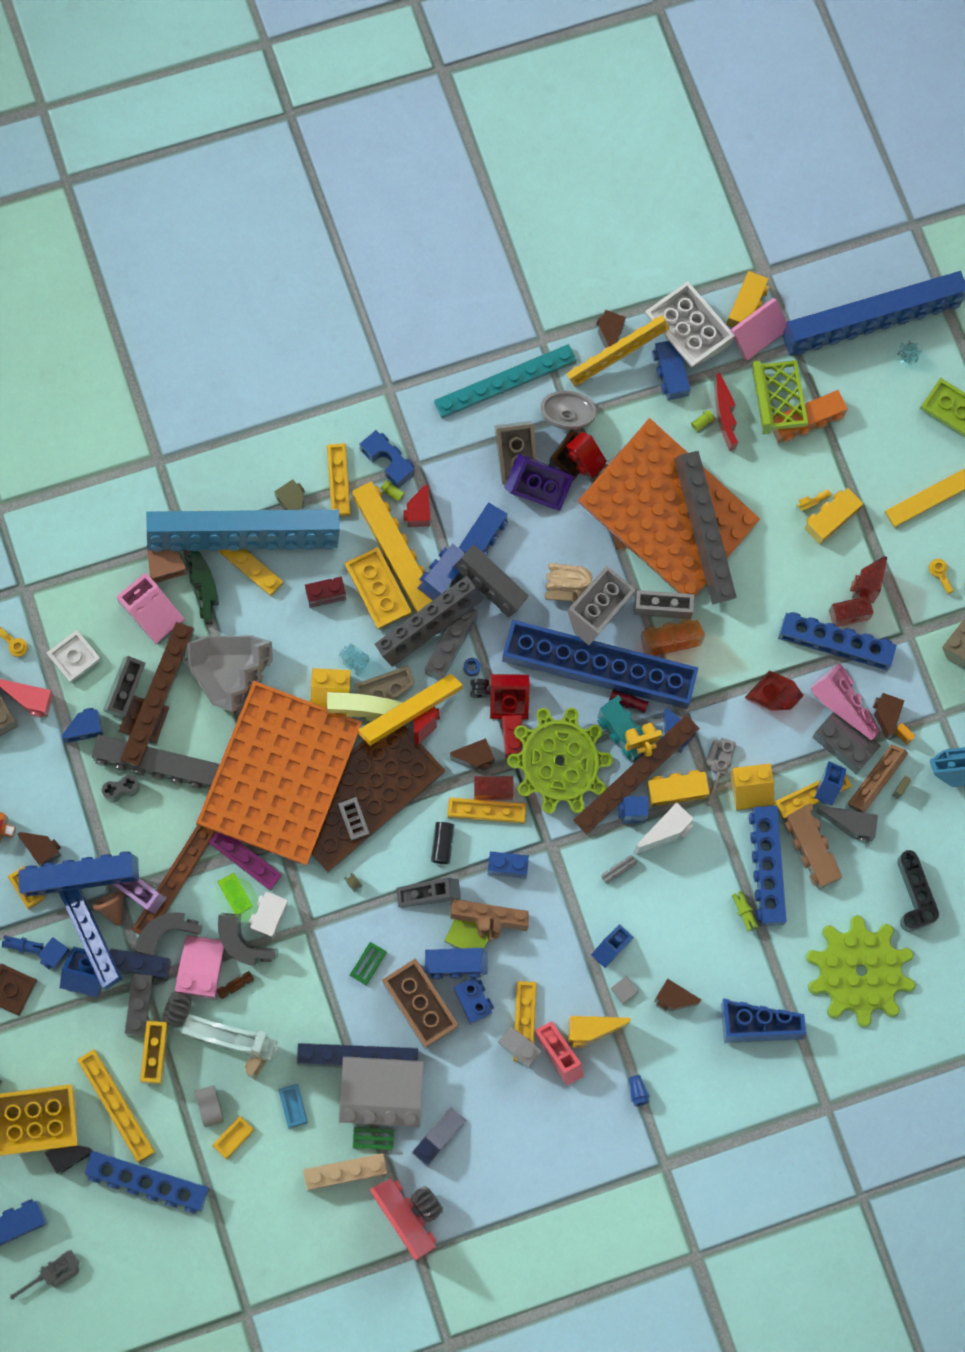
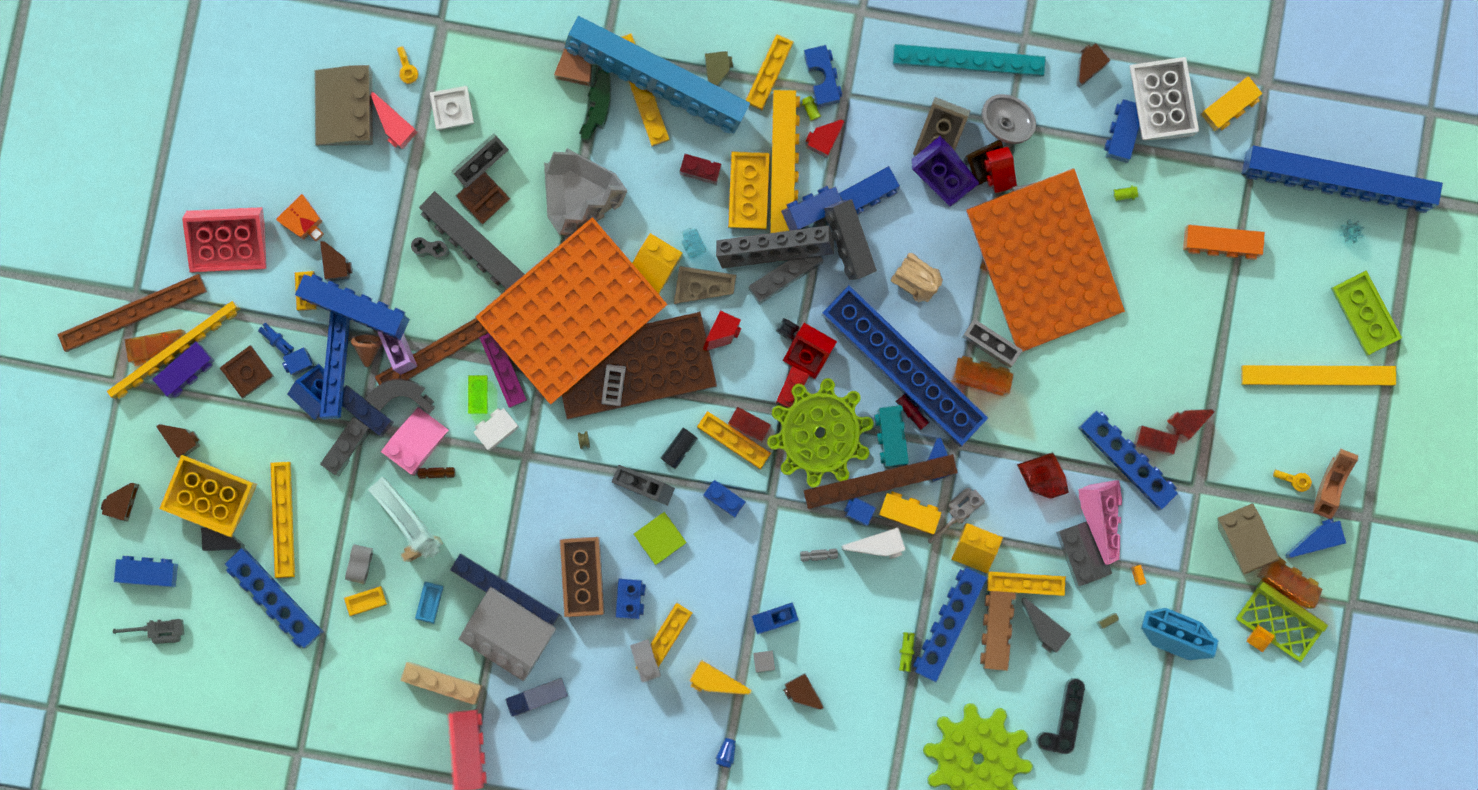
camera: 35 degrees right, 10 degrees up
(84, 726) = (428, 176): blue slope -> none
(150, 608) = (540, 101): bright pink slope -> none
(154, 1053) = (336, 494): yellow brick -> none
(157, 695) = (504, 183): reddish brown plate -> none
(177, 1009) = (374, 467): dark grey gear -> none
(233, 941) = (455, 441): dark grey arch -> none
(359, 705) = (677, 292): yellowish green slope -> none
(360, 978) = (572, 509): green tile -> none
(373, 1138) = (467, 658): green tile -> none
(410, 709) = (714, 317): yellow tile -> none
(426, 1203) = (494, 748): dark grey gear -> none
(456, 962) = (631, 559): blue brick -> none
(472, 673) = (797, 308): blue bush -> none
(475, 756) = (750, 387): reddish brown slope -> none
(489, 917) = (682, 535): medium nougat plate -> none
(560, 1053) = (677, 684): coral slope -> none
(599, 604) = (932, 313): light grey slope -> none
(618, 351) = (1089, 88): yellow plate -> none
(644, 741) = (910, 455): yellow hips -> none
(705, 527) = (1067, 295): dark grey brick -> none
(725, 406) = (1153, 190): red slope -> none
(759, 329) = (1226, 136): bright pink tile -> none
(759, 1023) = (860, 754): blue wedge -> none
(763, 394) = (1191, 206): lime fence -> none
(806, 502) = (1175, 320): yellow plate -> none
(830, 783) = (1045, 583): blue slope -> none
(833, 515) = (1192, 344): yellow brick -> none
(877, 778) = (1091, 601): medium nougat plate -> none
(887, 713) = (1134, 548): reddish brown slope -> none
(938, 569) = (1258, 444): yellow plate -> none

